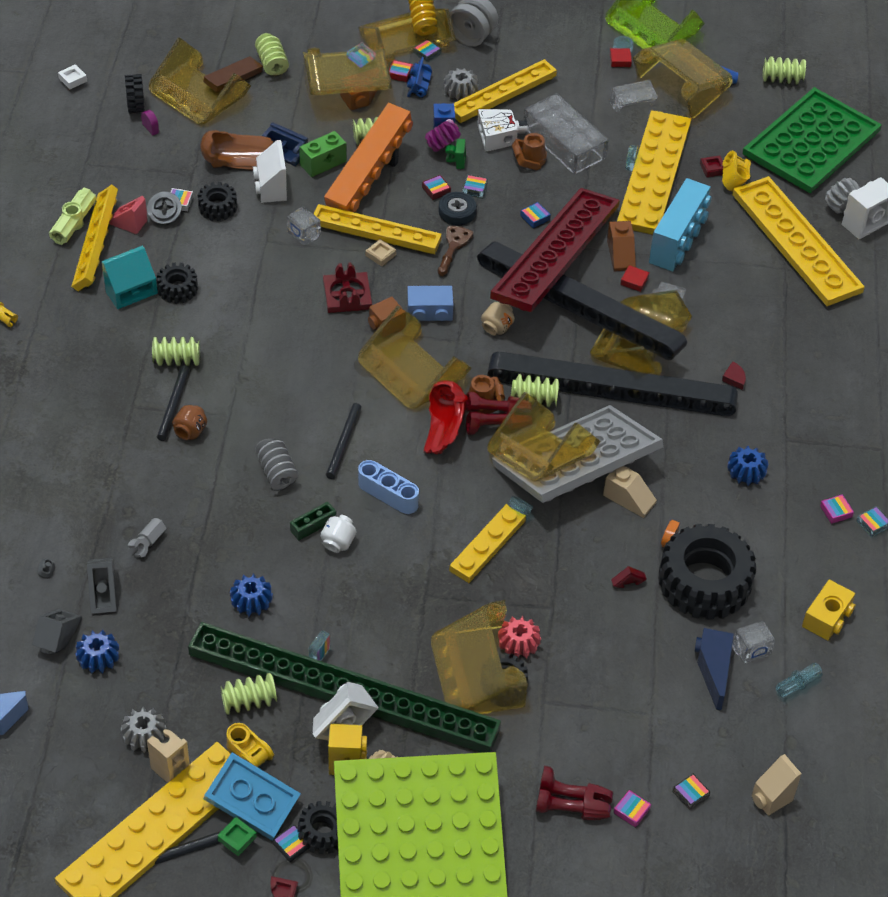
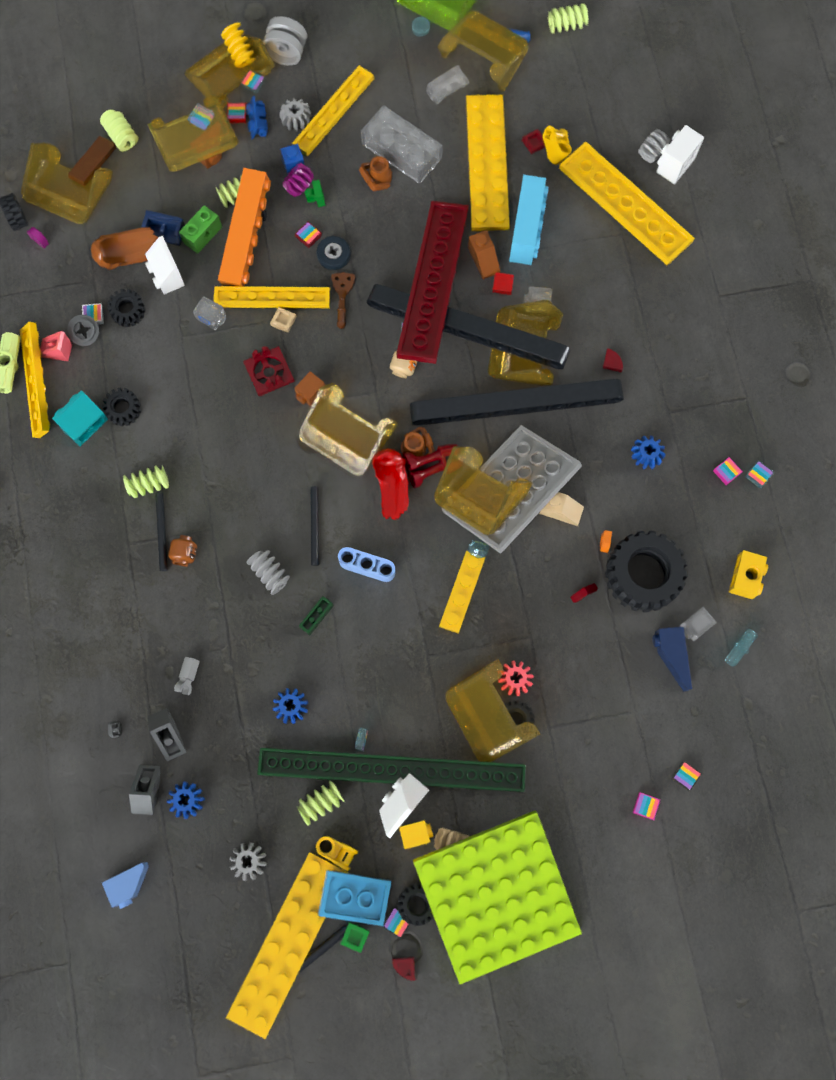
camera: 15 degrees left, 25 degrees up
(168, 758) = (280, 888): tan hinge -> none
(338, 533) = (341, 624): white head -> none
(430, 302) = (342, 364): medium blue brick -> none
(475, 185) = (340, 223): tile -> none
(499, 128) = (343, 155): white torso -> none
(535, 215) = (401, 240): tile -> none
(536, 389) = (457, 430): yellowish green piece -> none
(593, 802) = (610, 807): dark red piece -> none
(620, 57) = (422, 41): red tile -> none
(631, 157) = (464, 152): clear light blue tile -> none
(776, 786) = (752, 758): tan slope -> none
(812, 140) = (610, 88): green plate -> none

